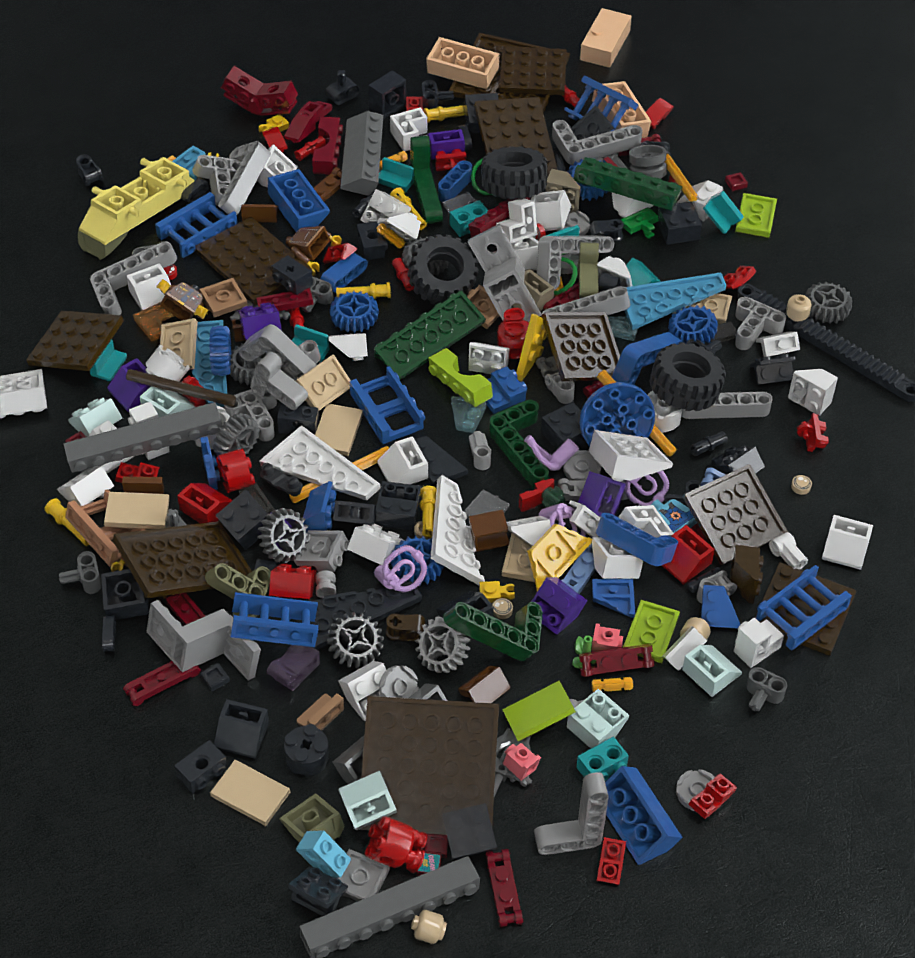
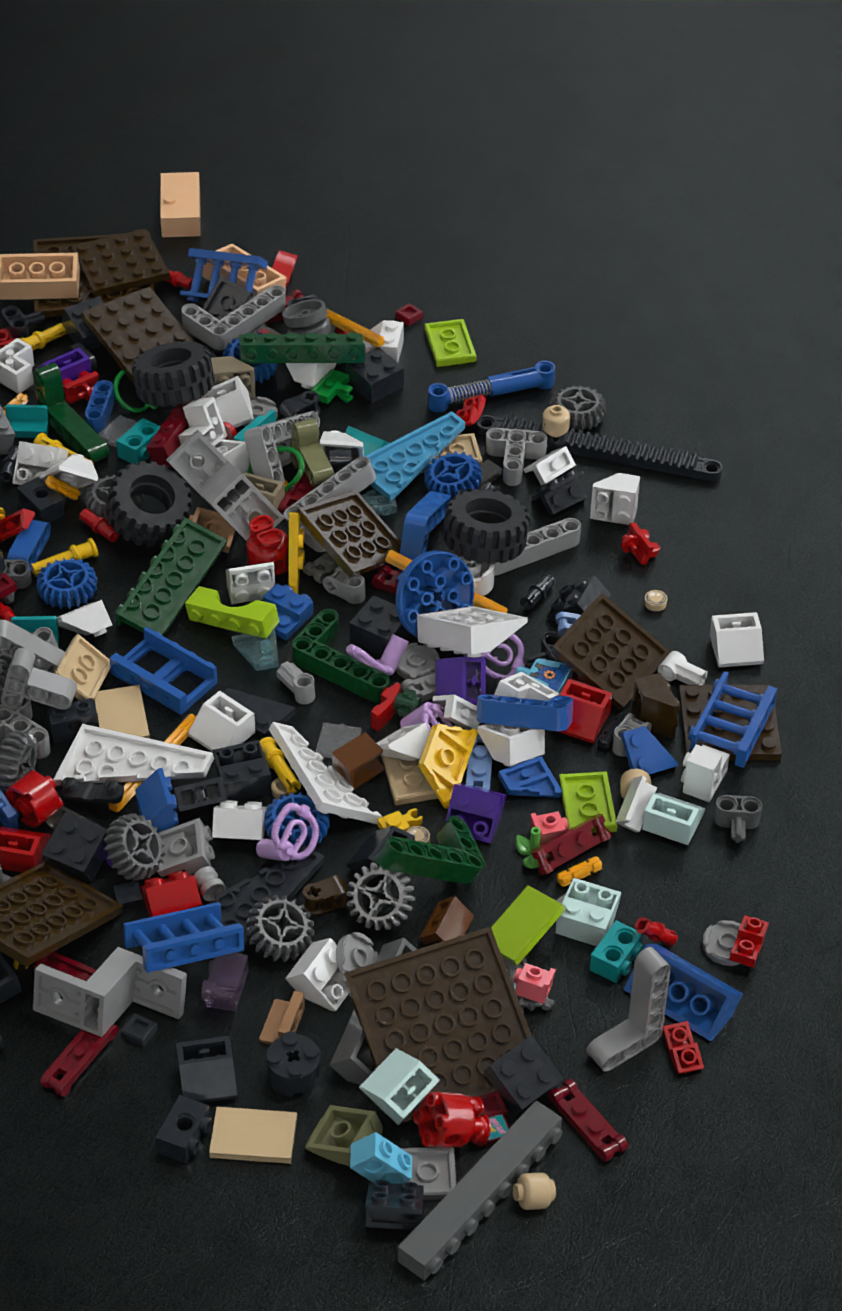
camera: 25 degrees left, 5 degrees down
(245, 584) = (108, 917): olive beam -> none
(640, 758) = (656, 931): none -> red pin
(722, 211) = (417, 347): teal panel -> none
(812, 265) = (540, 376): none -> blue piece

